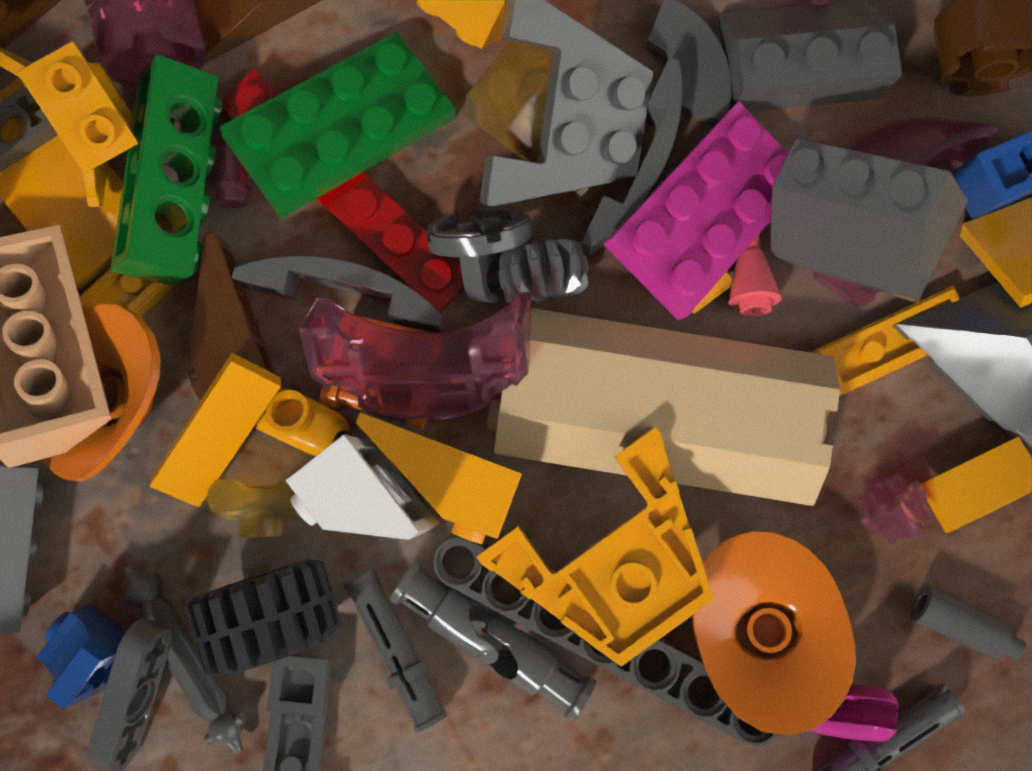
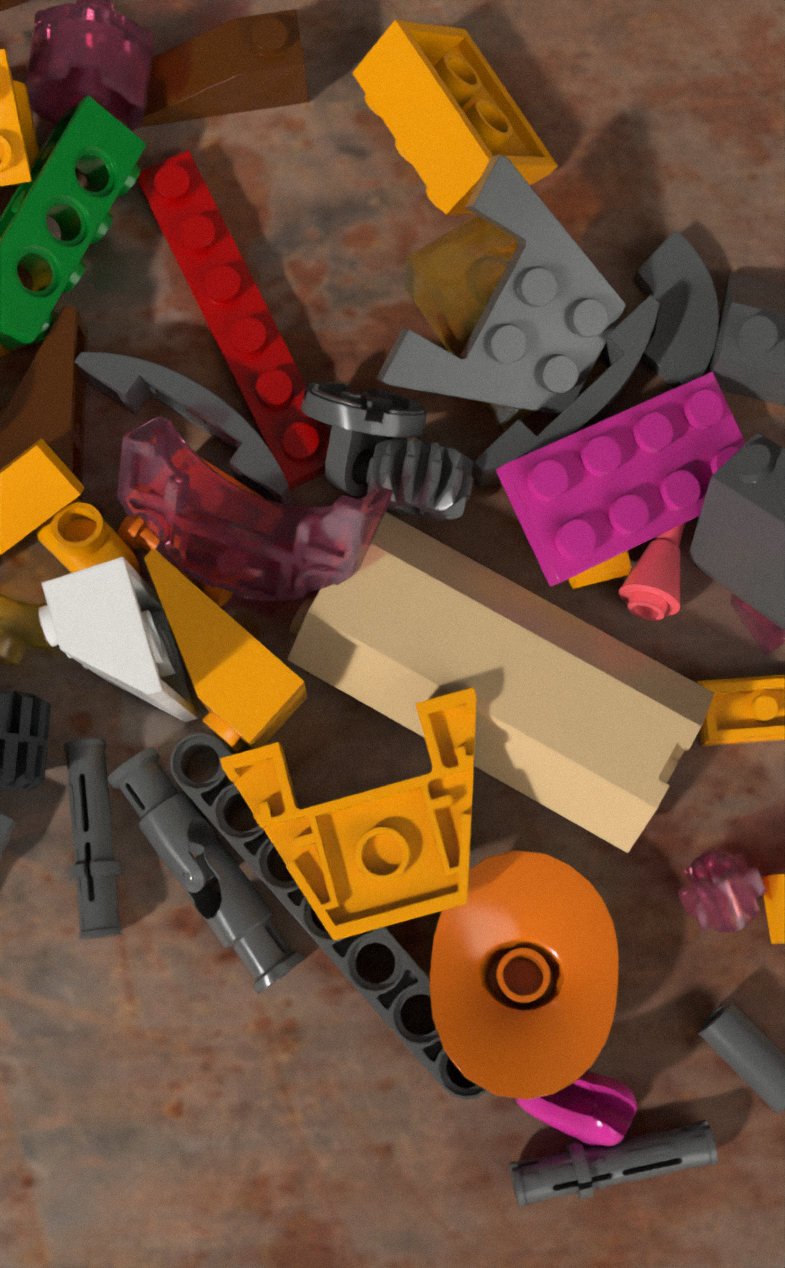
camera: 20 degrees right, 5 degrees down
(231, 178) = (120, 253): clear pink pin -> none
(338, 124) = (257, 240): green plate -> none

